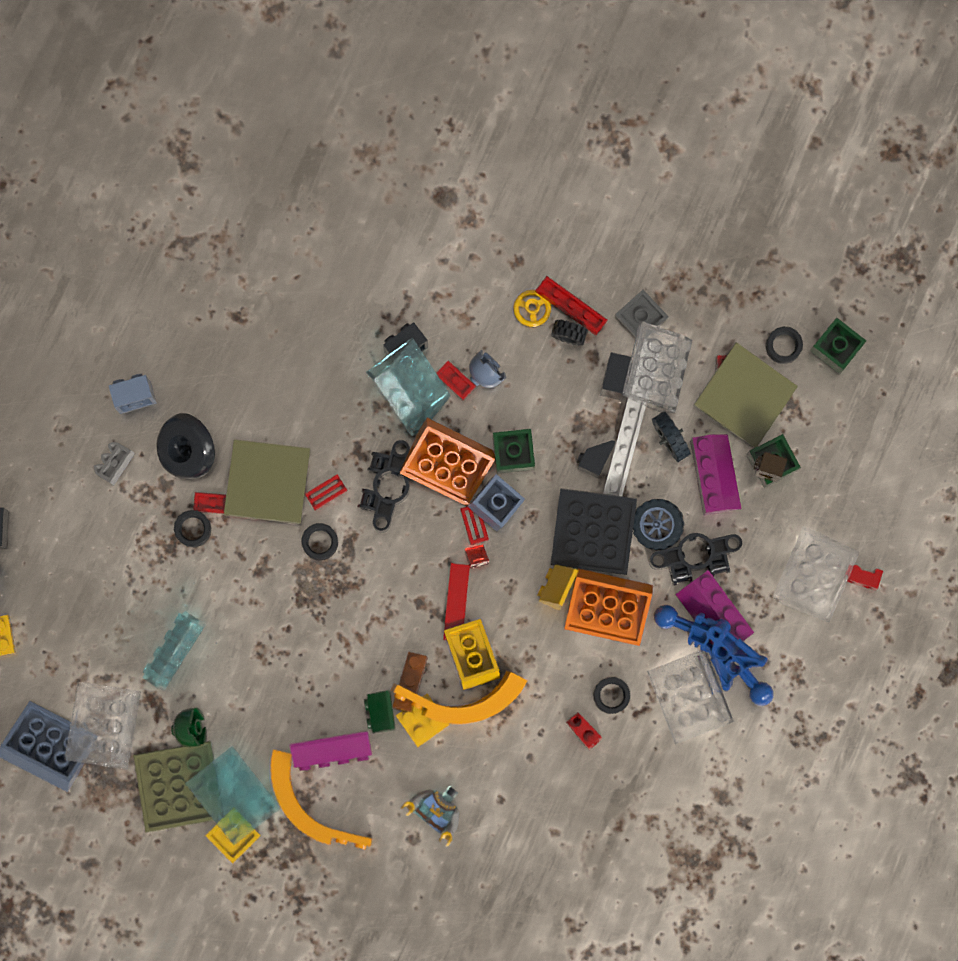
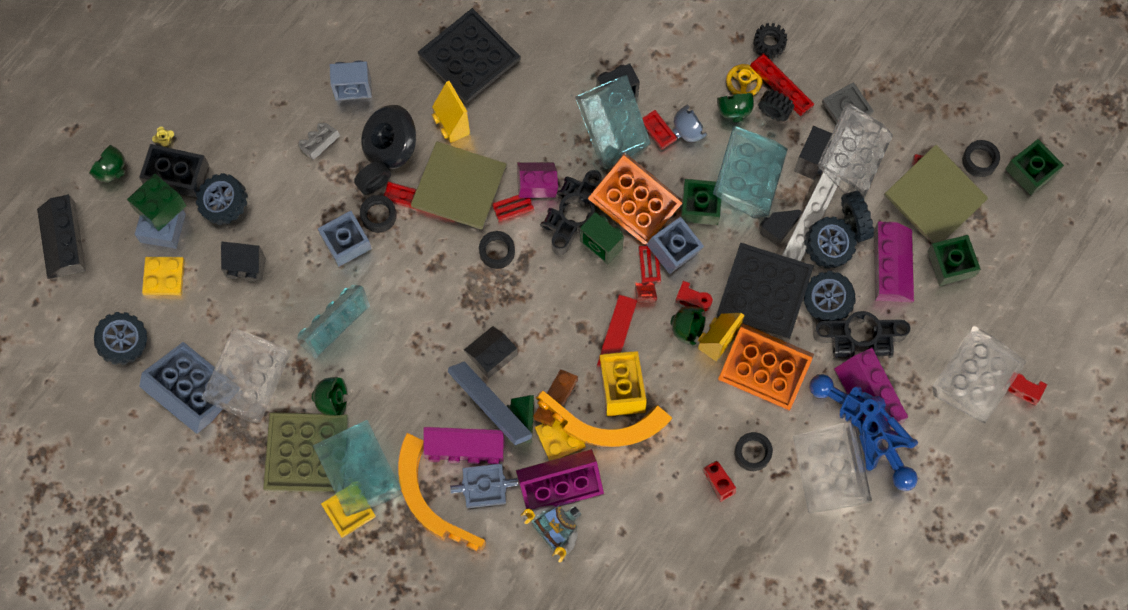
camera: 15 degrees right, 10 degrees down
(14, 544) = (213, 188): none -> black wheel
(69, 609) = (242, 261): none -> black slope
(165, 563) = (344, 238): none -> sand blue brick
(178, 493) = (372, 177): none -> black tyre
(242, 411) = (450, 114): none -> yellow slope
(246, 338) = (469, 55): none -> black plate
(336, 647) = (491, 351): none -> black slope
(344, 459) = (537, 179): none -> magenta slope
(347, 704) = (490, 403): none -> sand blue tile
(359, 784) = (484, 486): none -> sand blue plate
(421, 510) = (601, 238): none -> dark green brick
(431, 764) = (560, 481): none -> magenta slope
(524, 553) = (690, 297): none -> red leg
(524, 580) = (688, 324): none -> dark green cylinder
(529, 340) = (736, 106): none -> dark green cylinder
(550, 248) = (773, 31): none -> black tyre
(556, 411) = (750, 172): none -> clear light blue slope
(666, 462) = (847, 241): none -> black wheel
(769, 467) = (951, 257): dark brown brick -> none

